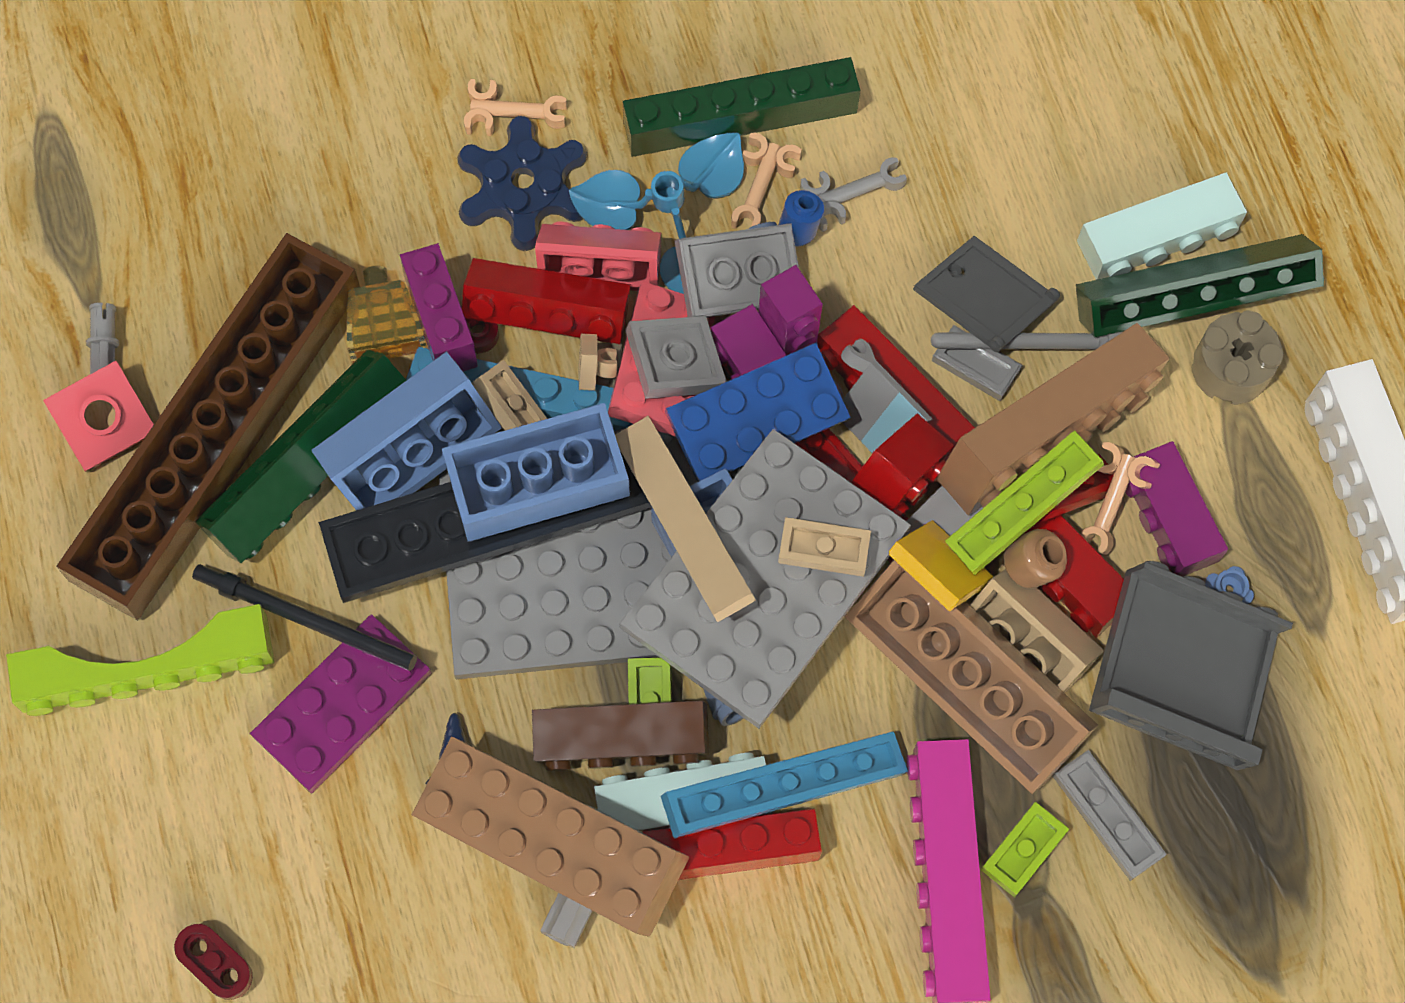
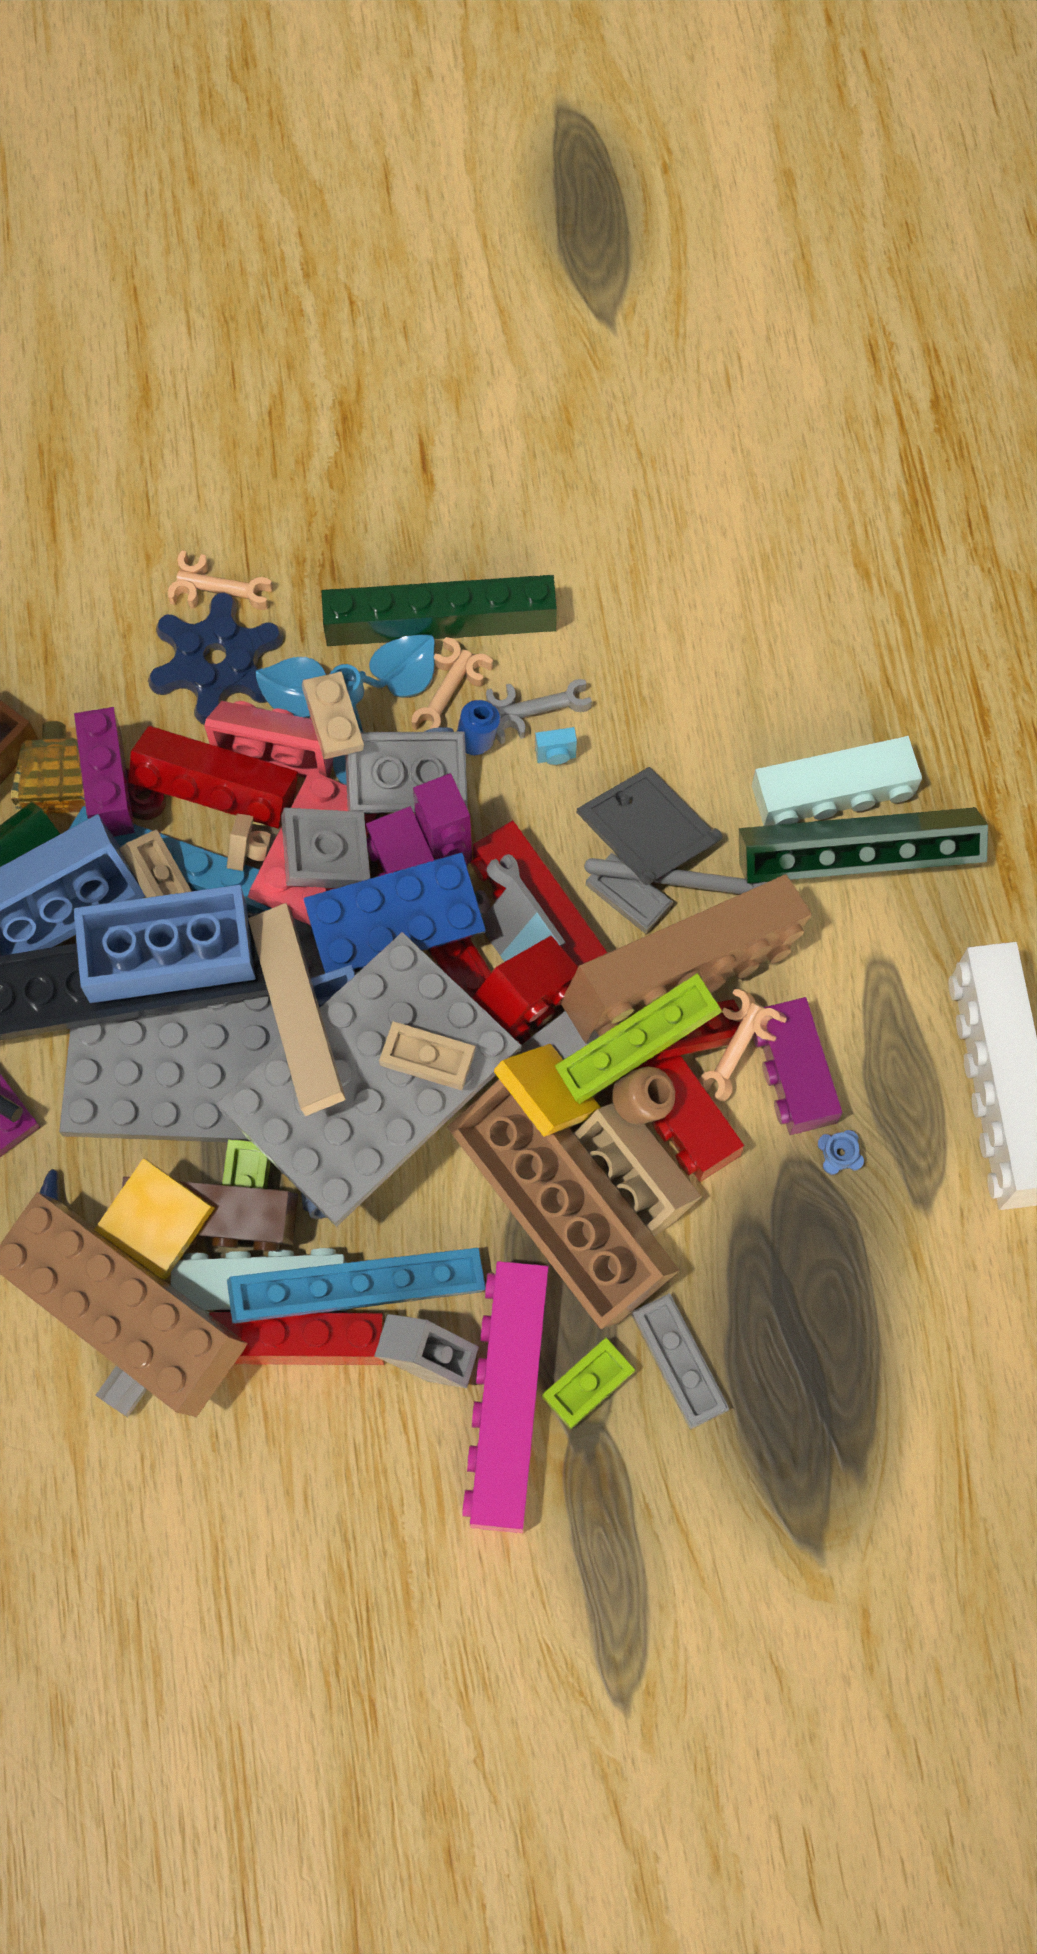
camera: 10 degrees right, 0 degrees up
(571, 747) = (154, 1218): none -> yellow tile
(663, 223) = (332, 715): none -> tan plate
(865, 839) = (426, 1351): none -> light grey brick
(880, 226) = (555, 746): none -> medium azure plate
(1187, 664) = (781, 1222): dark grey panel -> none
(1237, 357) = (897, 903): dark tan brick -> none

